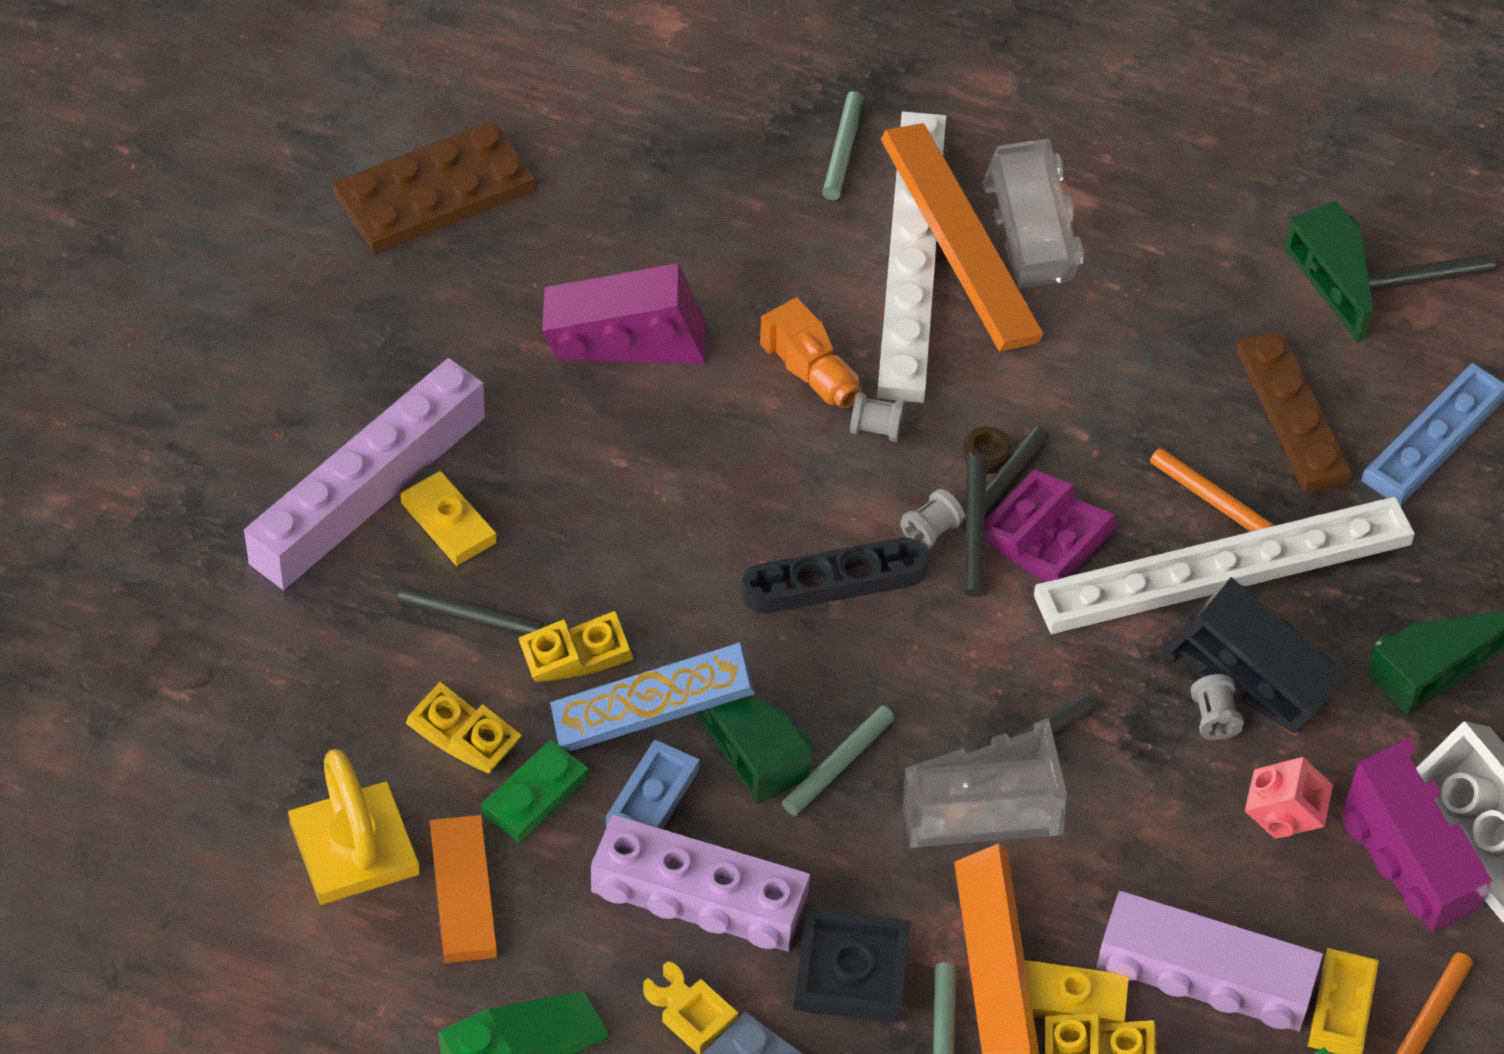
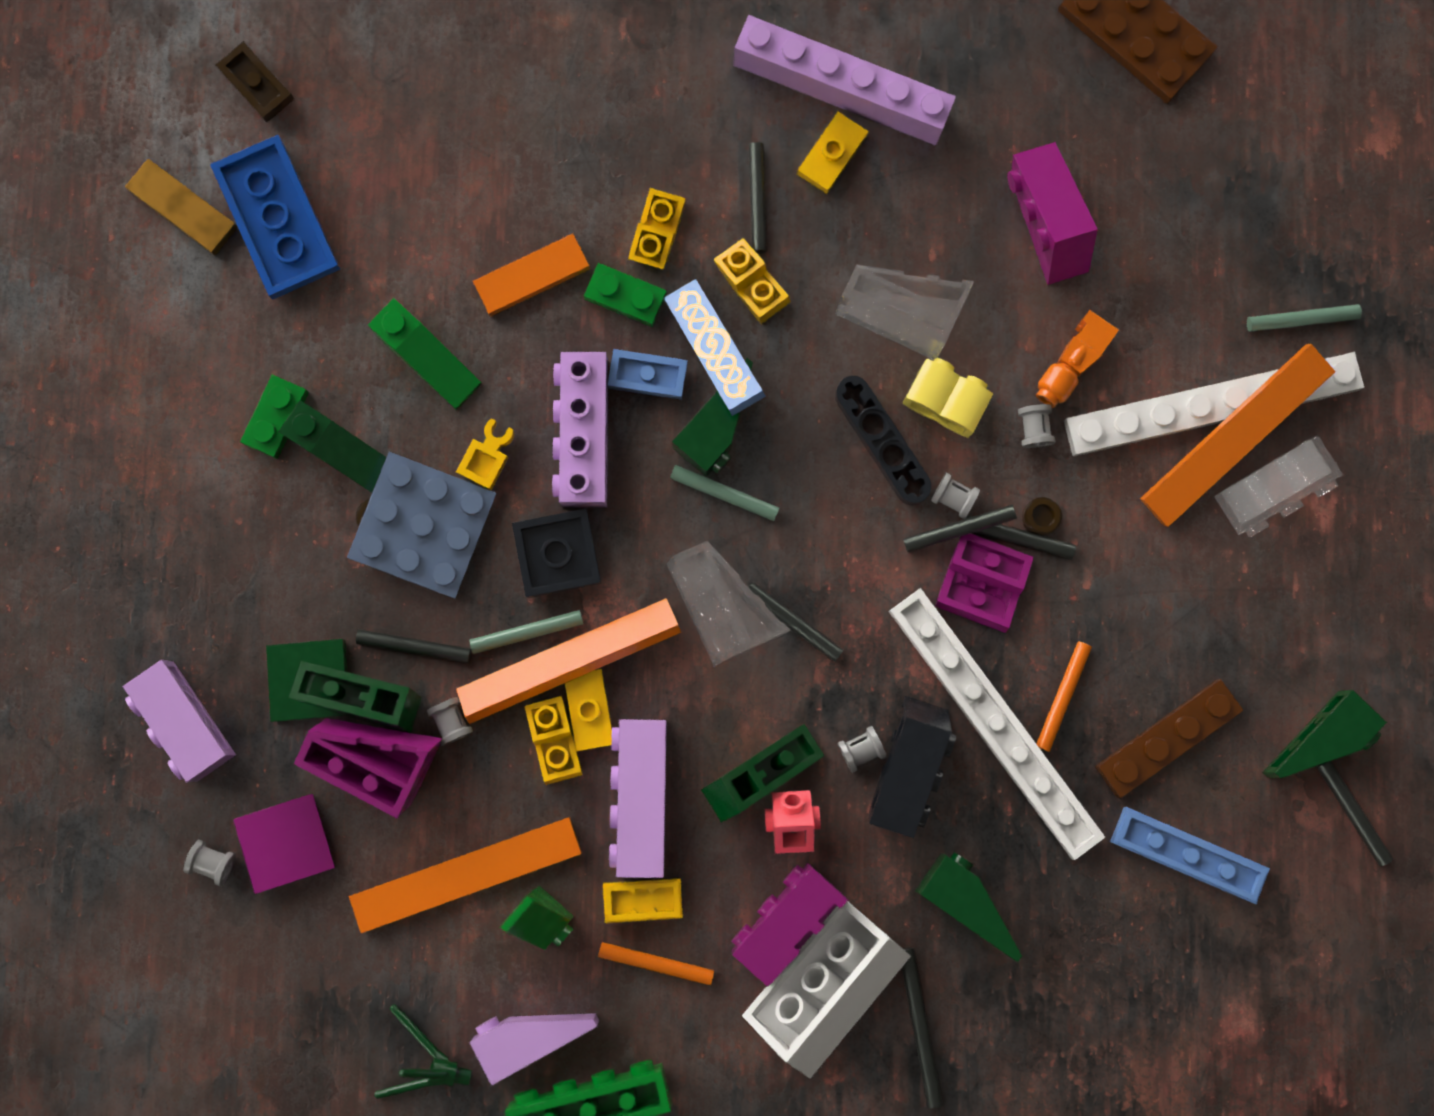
camera: 70 degrees right, 30 degrees up
(352, 837) = (543, 188): yellow tile -> none
(684, 492) = (904, 307): none -> clear wedge
(809, 490) = (948, 397): none -> light yellow brick
(1219, 823) = (762, 773): none -> dark green slope

